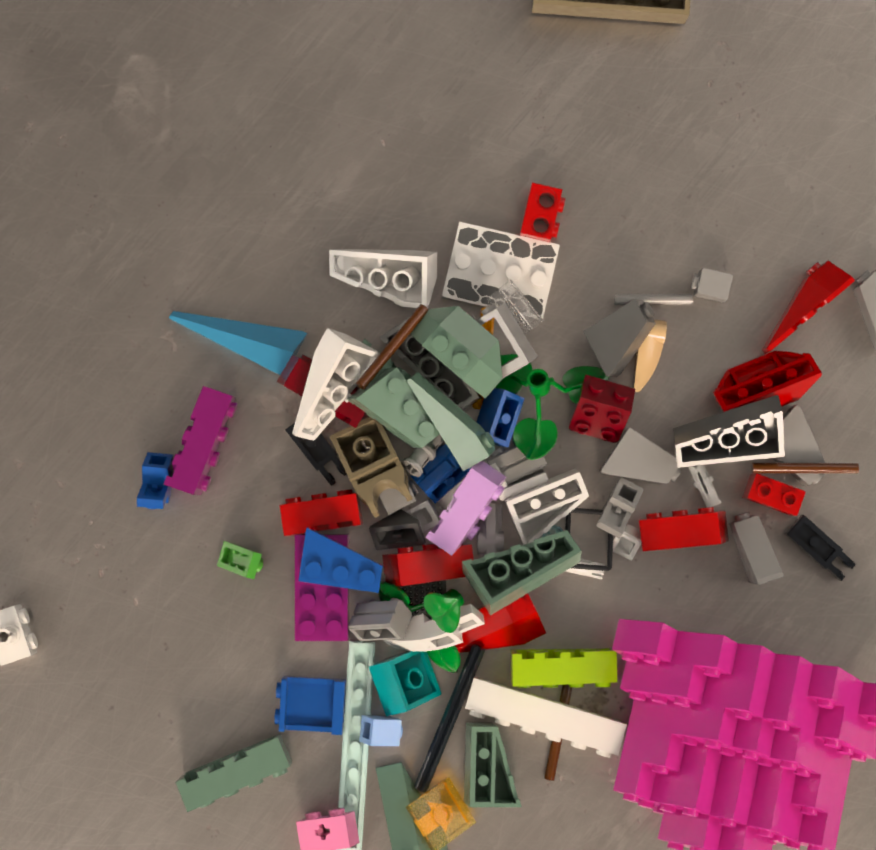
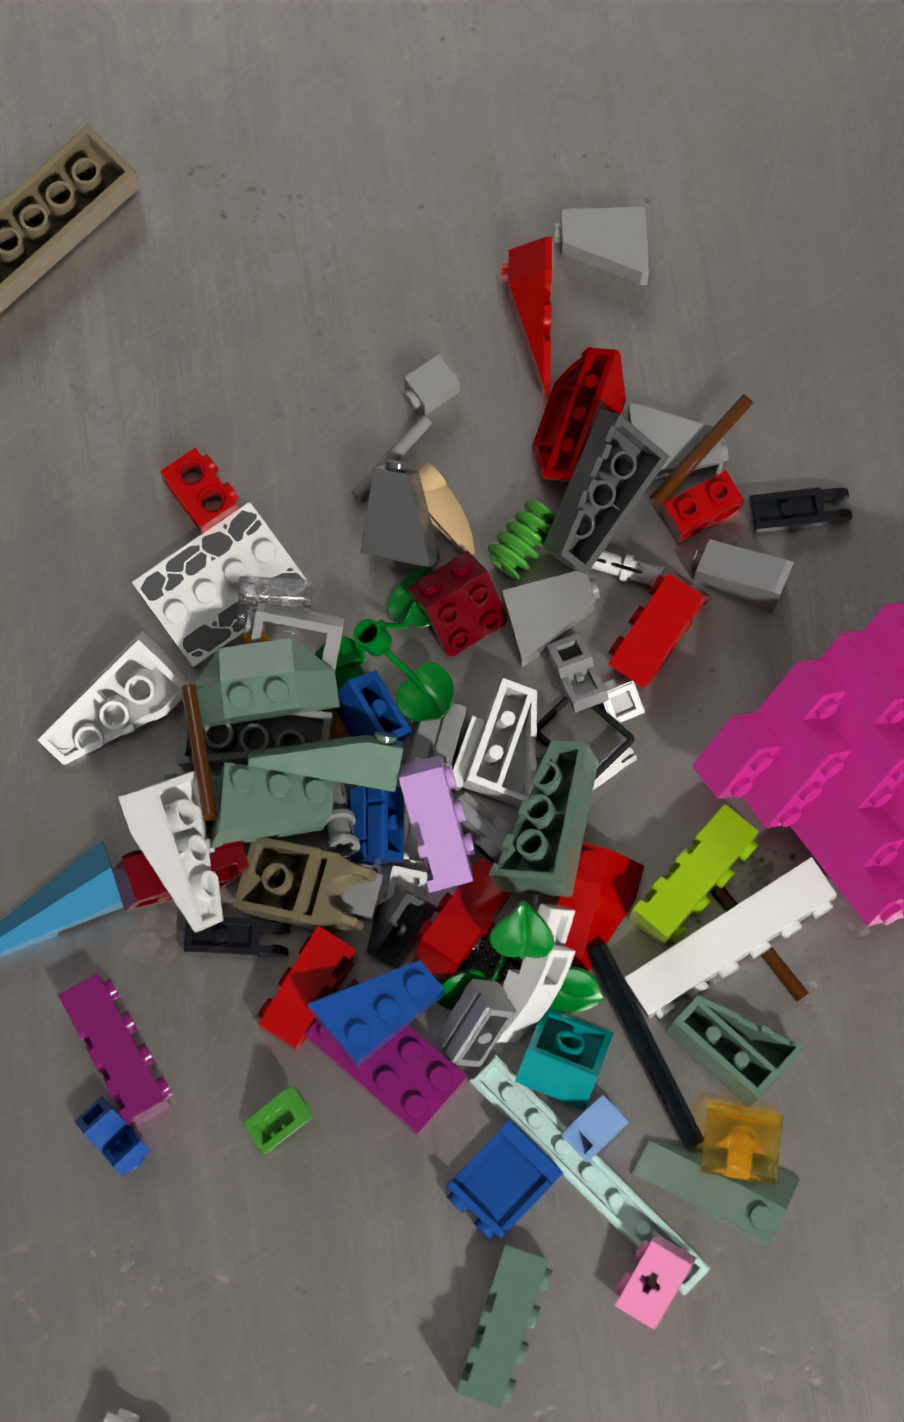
camera: 50 degrees left, 10 degrees down
(669, 411) = (521, 538): none -> bright green piece

